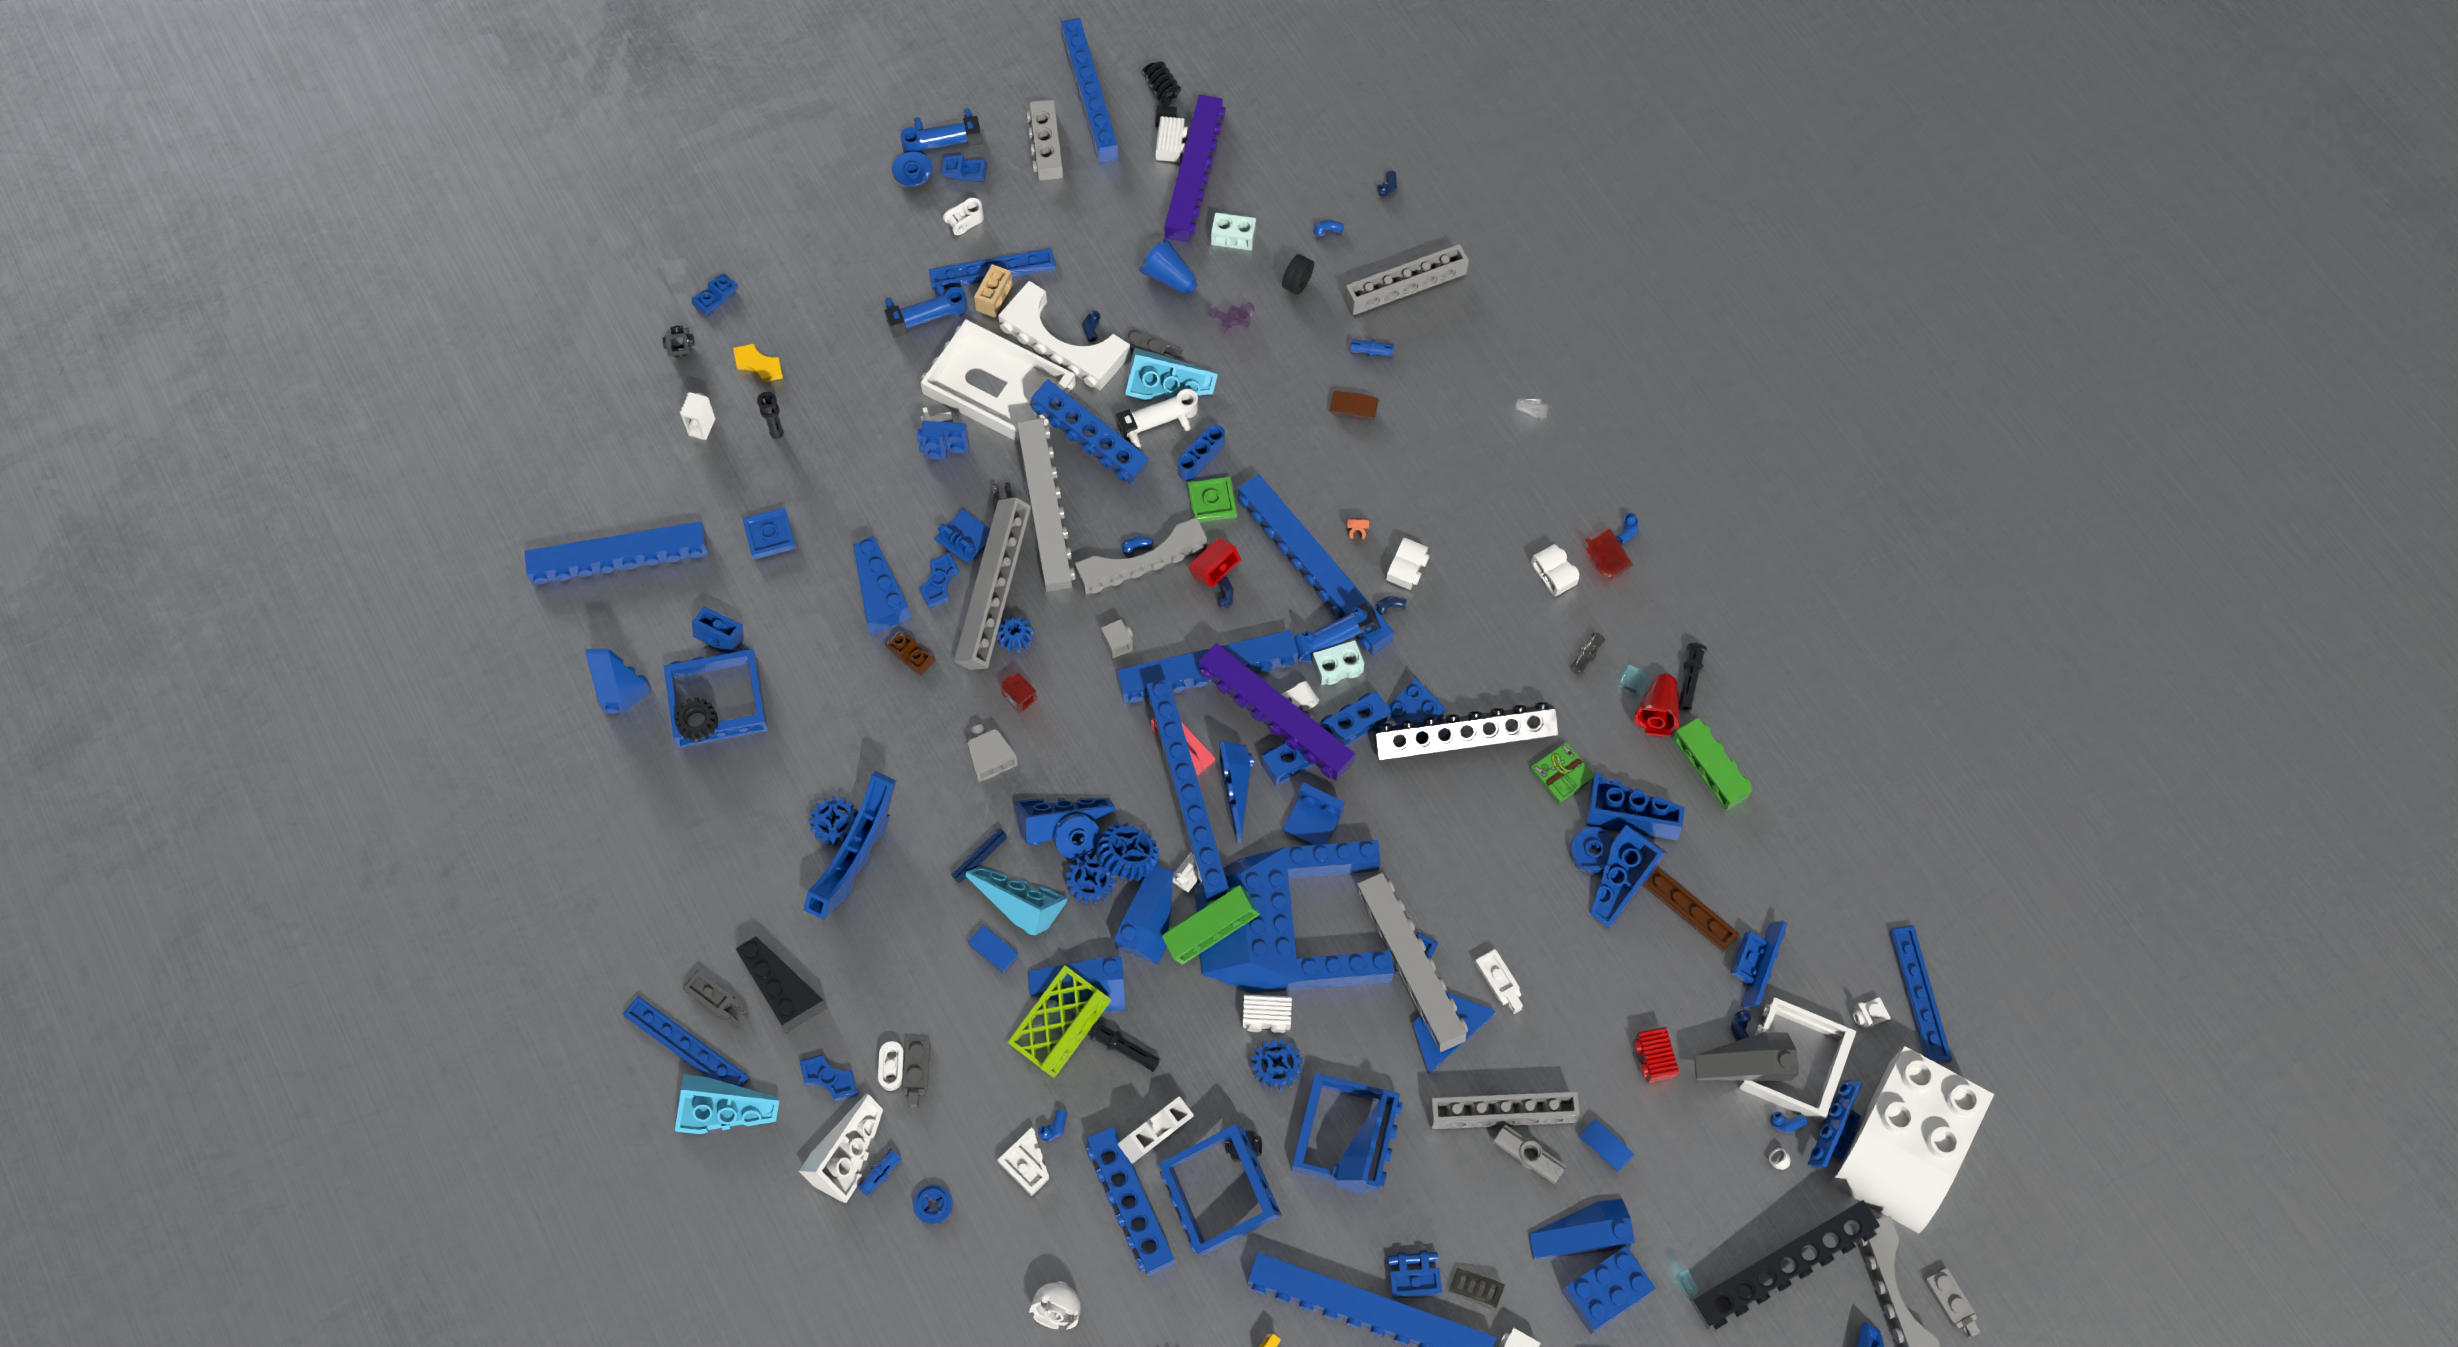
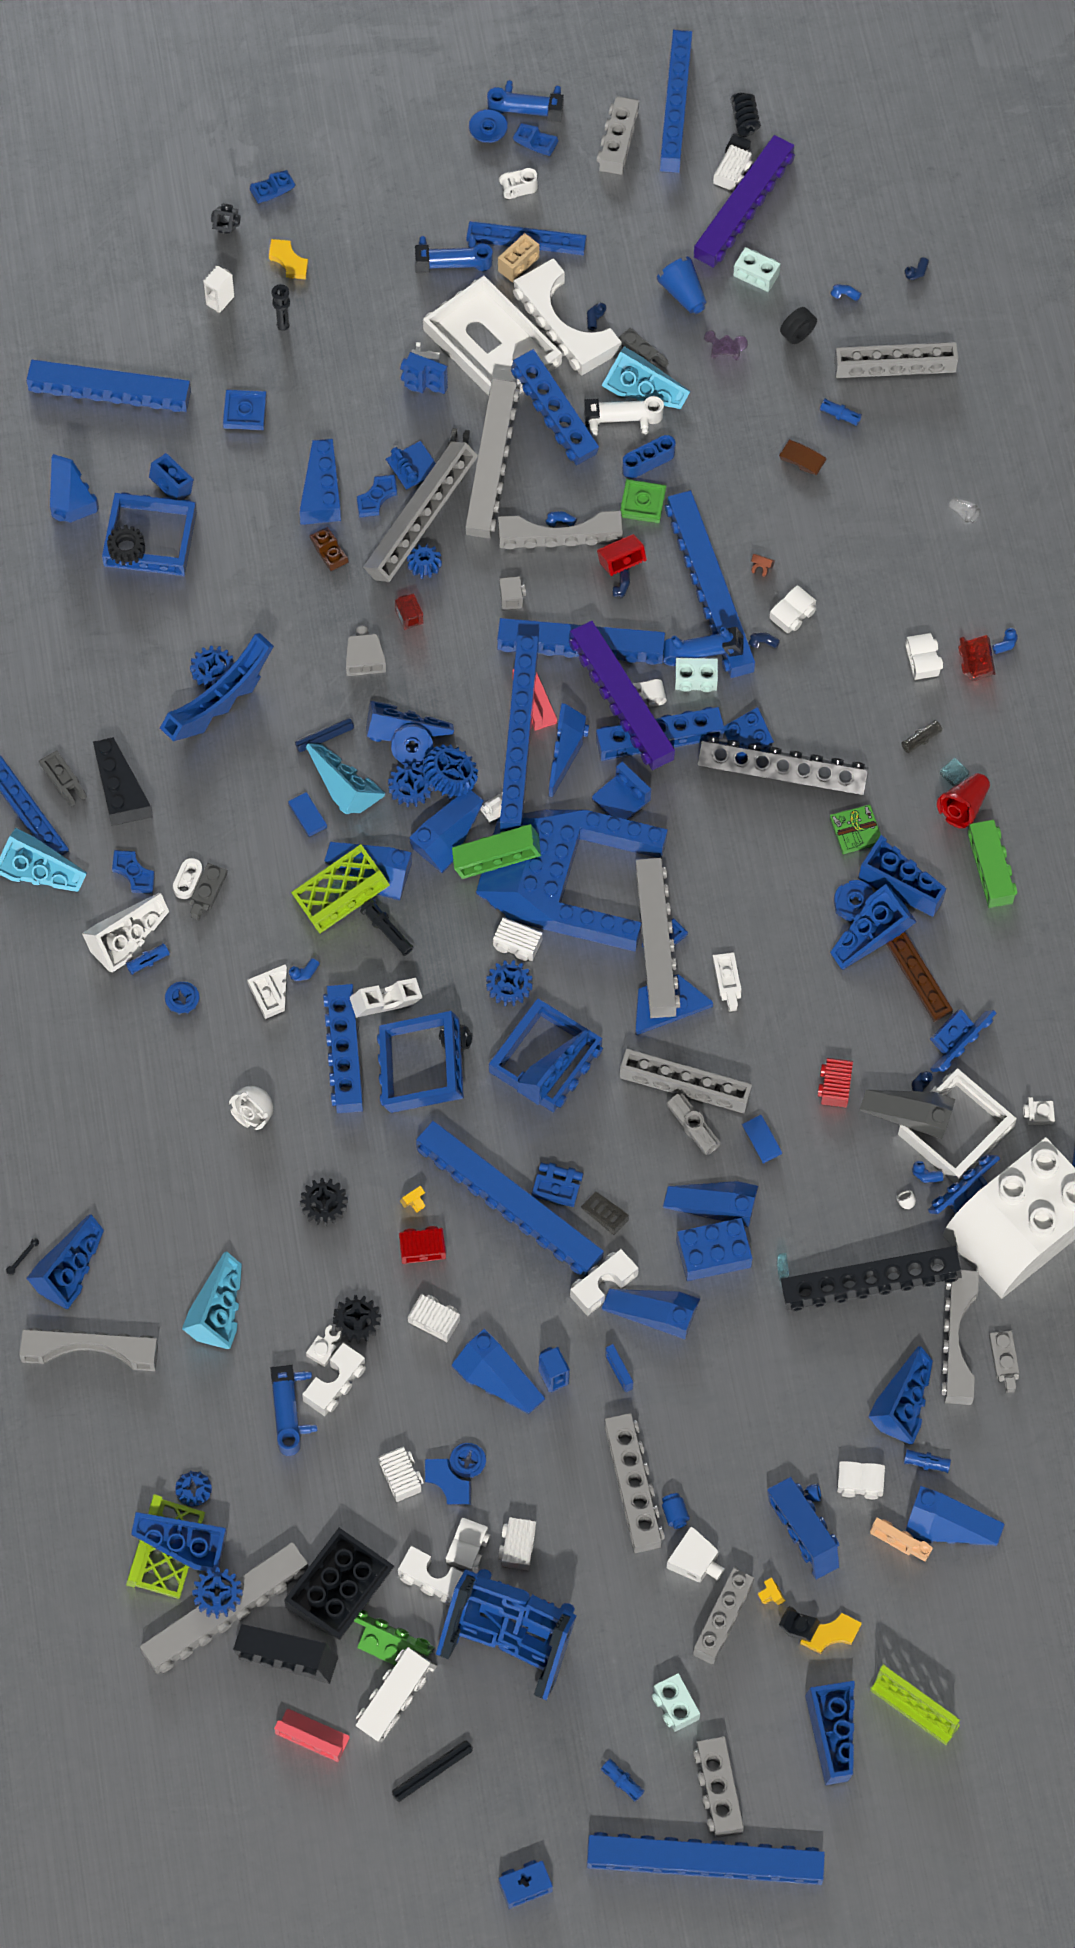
camera: 20 degrees right, 0 degrees up
(1693, 667) = (1011, 777): black pin -> none

